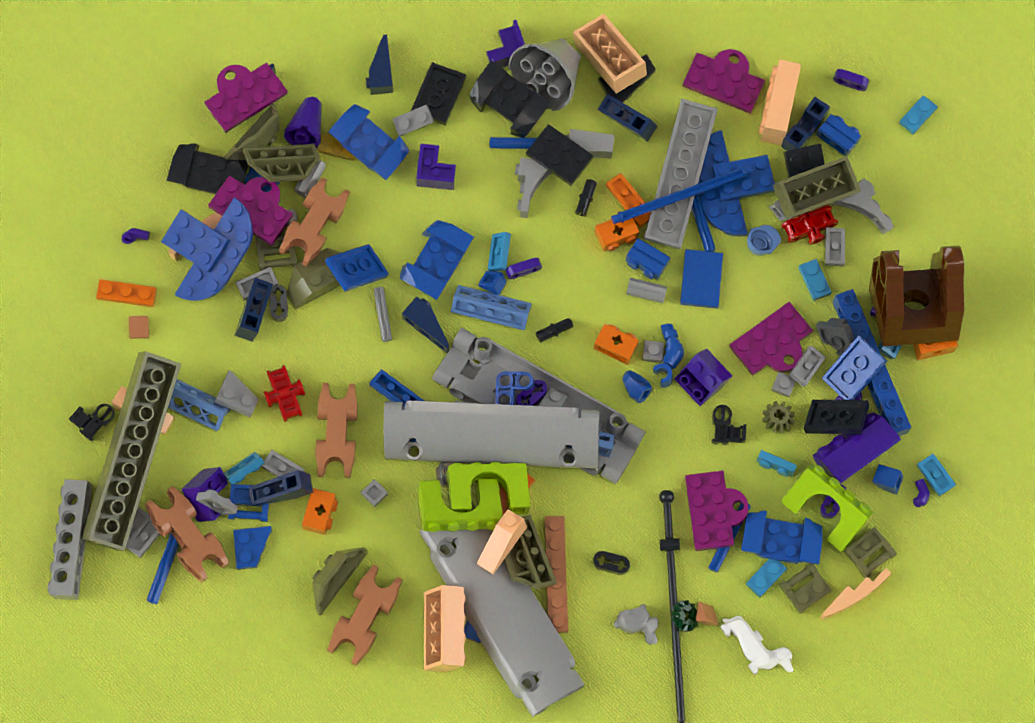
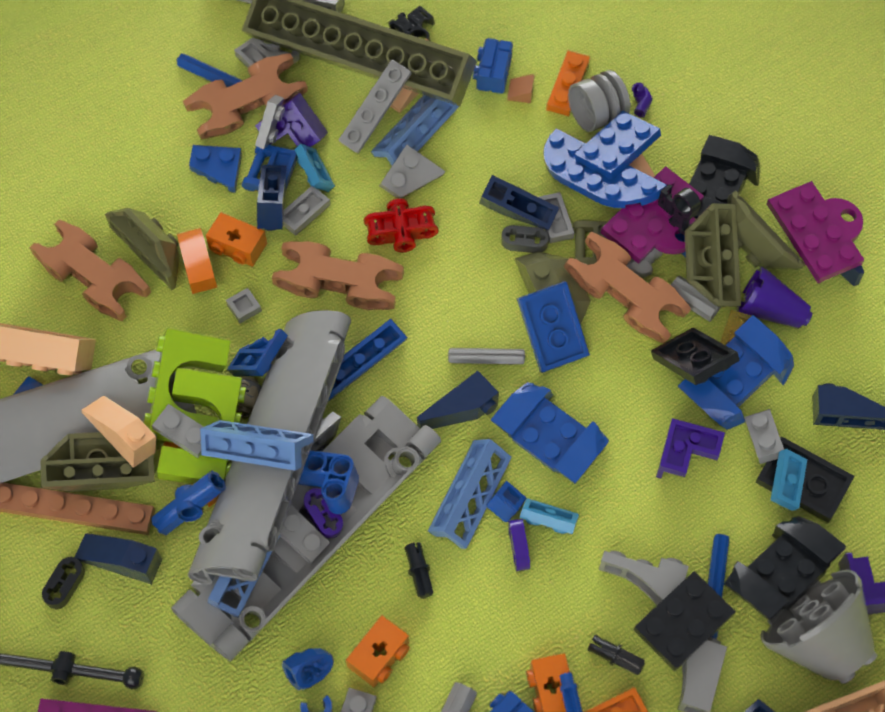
camera: 105 degrees right, 10 degrees down
(120, 350) = (494, 65): none -> blue brick
(151, 262) = (598, 100): none -> light grey wheel
(186, 427) = (375, 106): none -> light grey bracket
(257, 181) = (682, 206): none -> black piece
(341, 537) = (196, 261): none -> orange slope
(363, 169) = (695, 356): none -> black plate
(418, 466) = (257, 357): none -> blue wing
(446, 100) = (789, 480): none -> dark azure plate
(498, 494) = (179, 430): none -> light grey plate
(507, 436) = (254, 444): none -> medium blue fence
(544, 484) = (188, 502): none -> blue piece
(586, 530) = (120, 556): none -> dark blue slope

